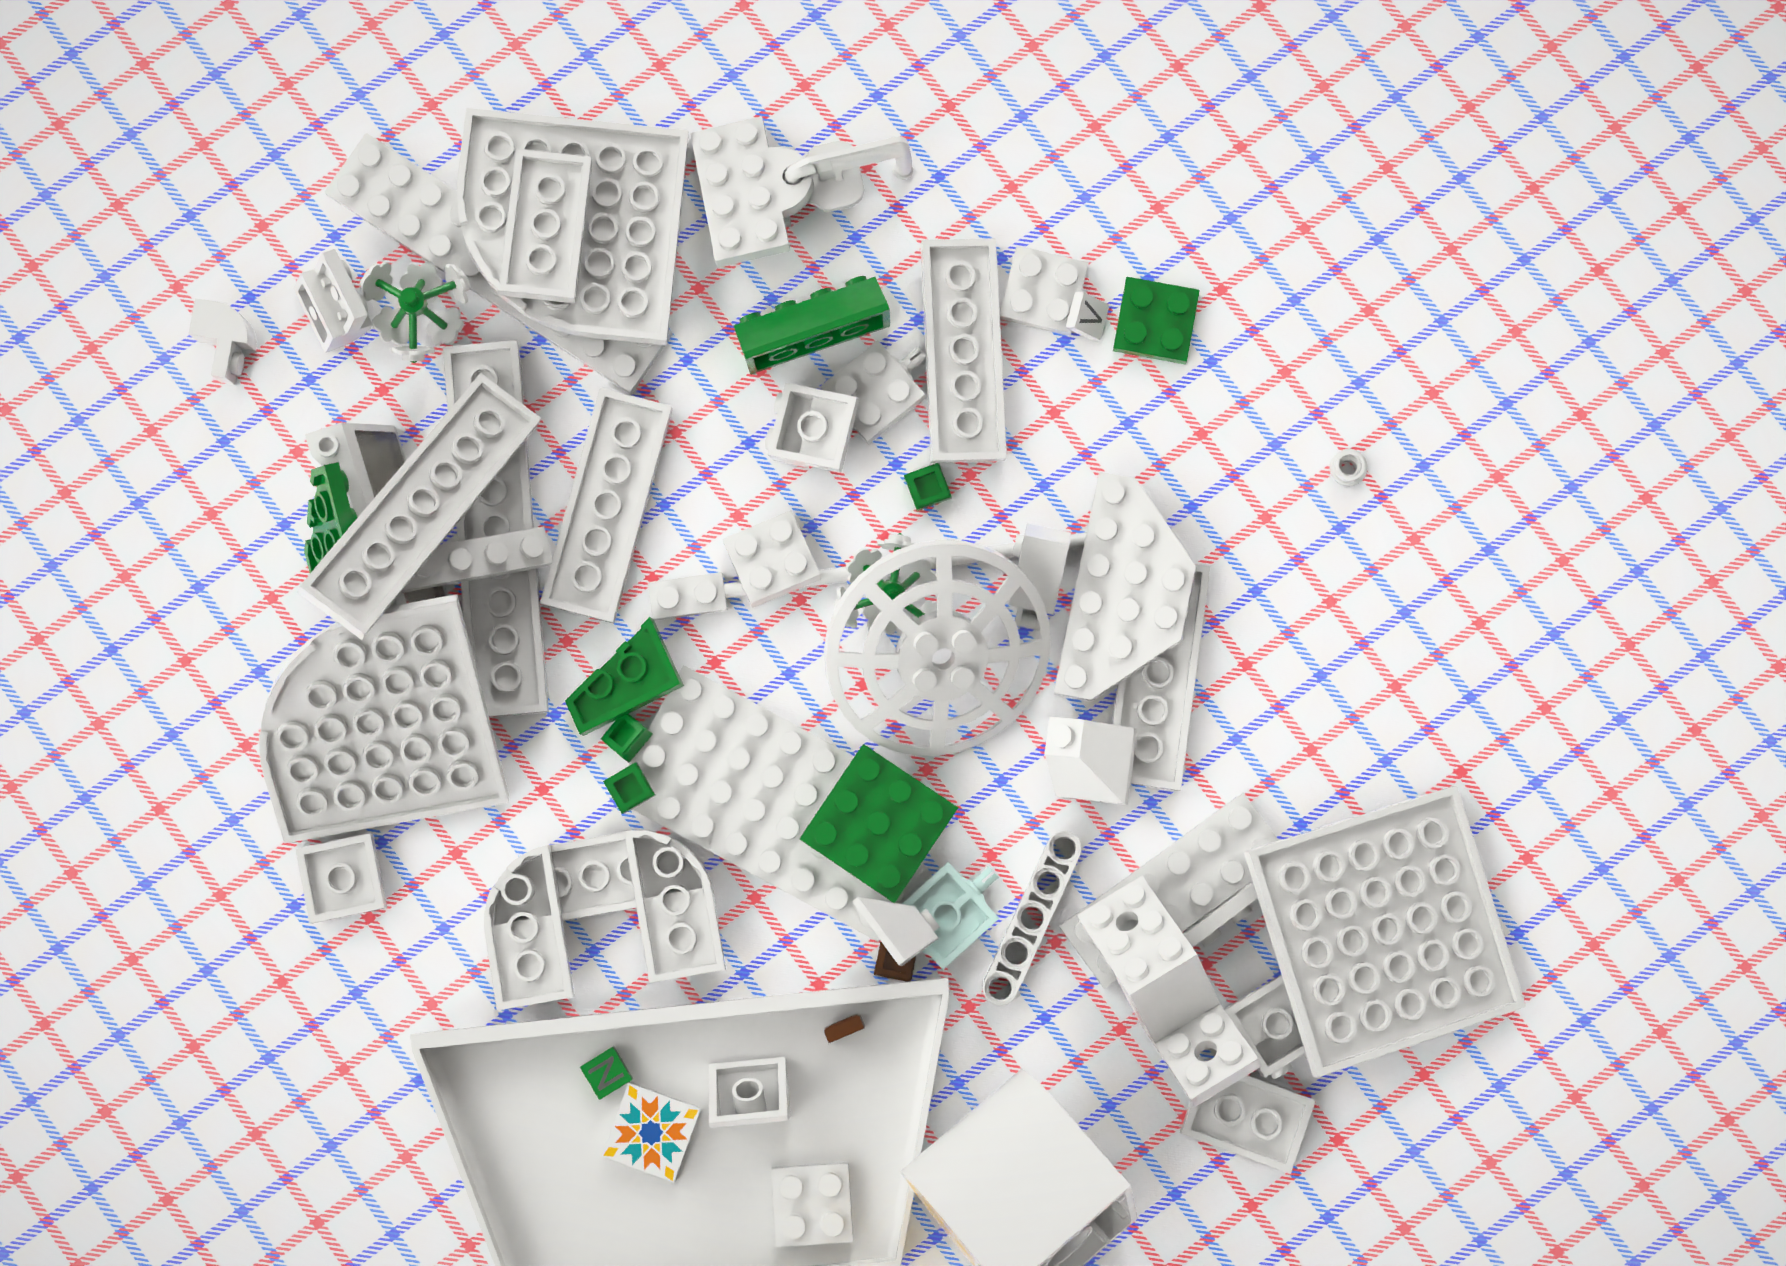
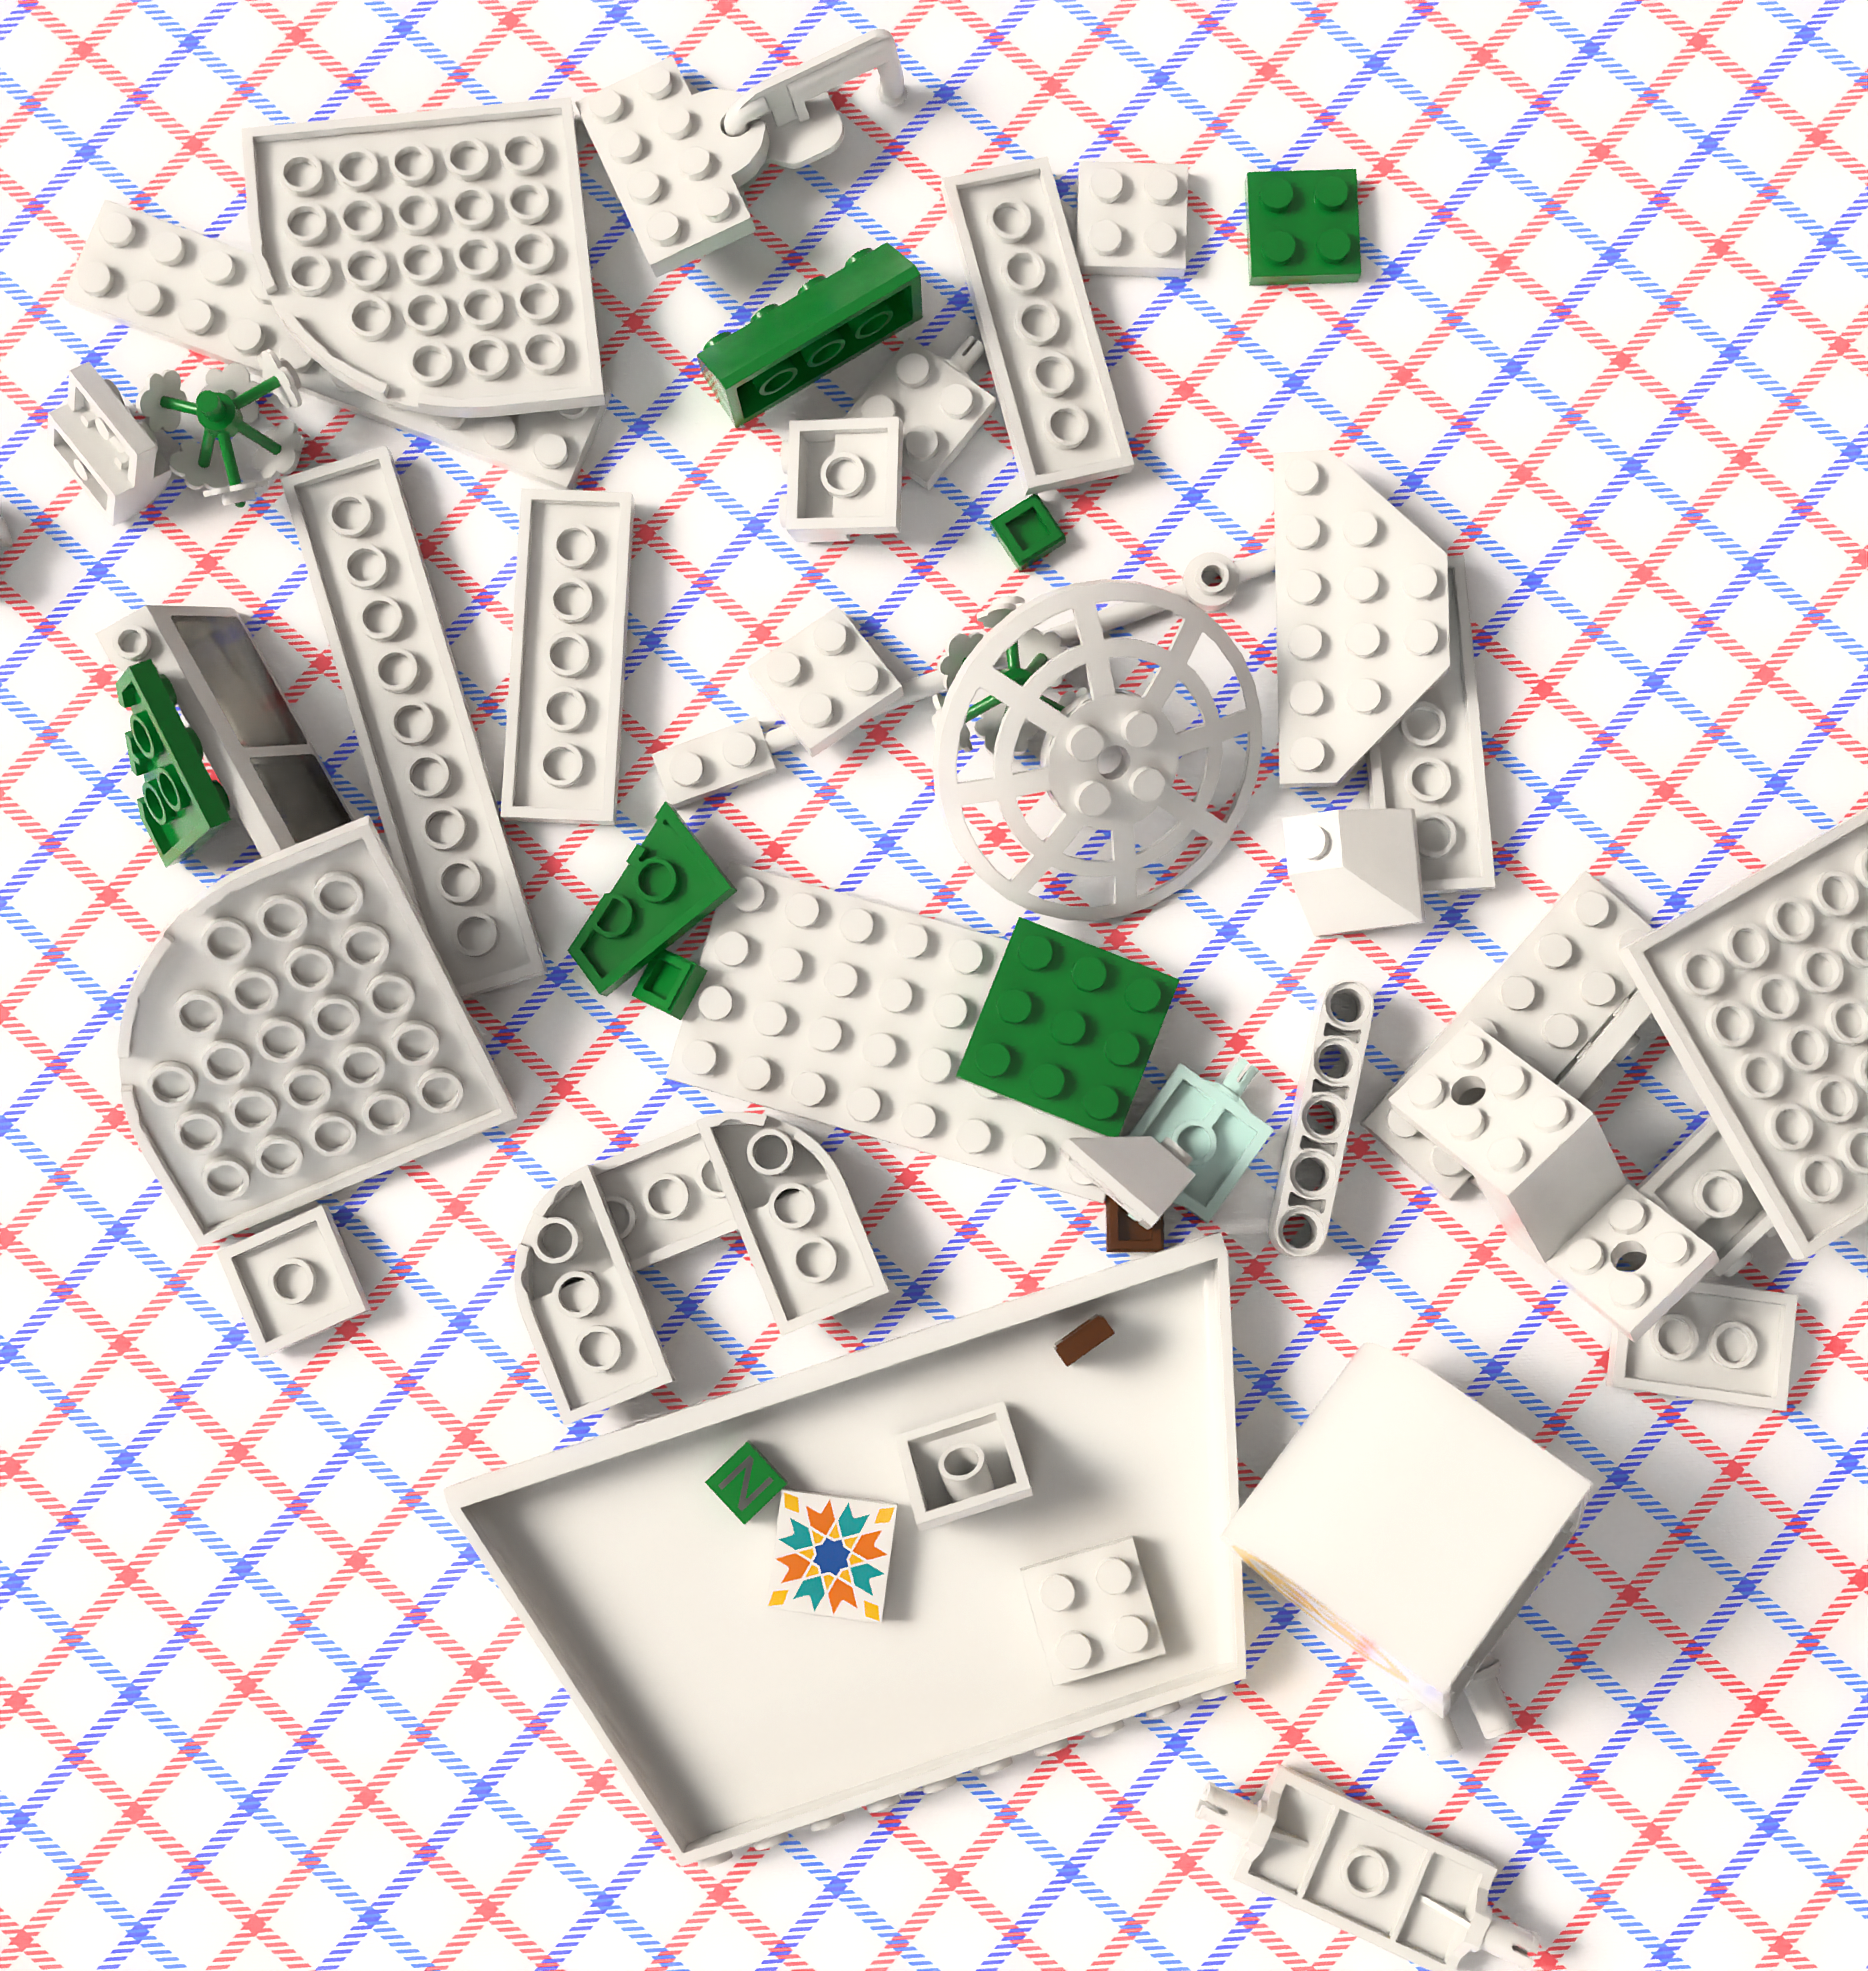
camera: 10 degrees left, 0 degrees up
(419, 506) = (283, 706): white plate -> none
(483, 558) = (329, 788): white plate -> none
(545, 226) = (390, 265): white plate -> none
(629, 788) = (689, 1056): green tile -> none
(1042, 559) = (1227, 589): white brick -> none
(1087, 316) = (1204, 239): white tile -> none
(1356, 459) = (1635, 362): white plate -> none

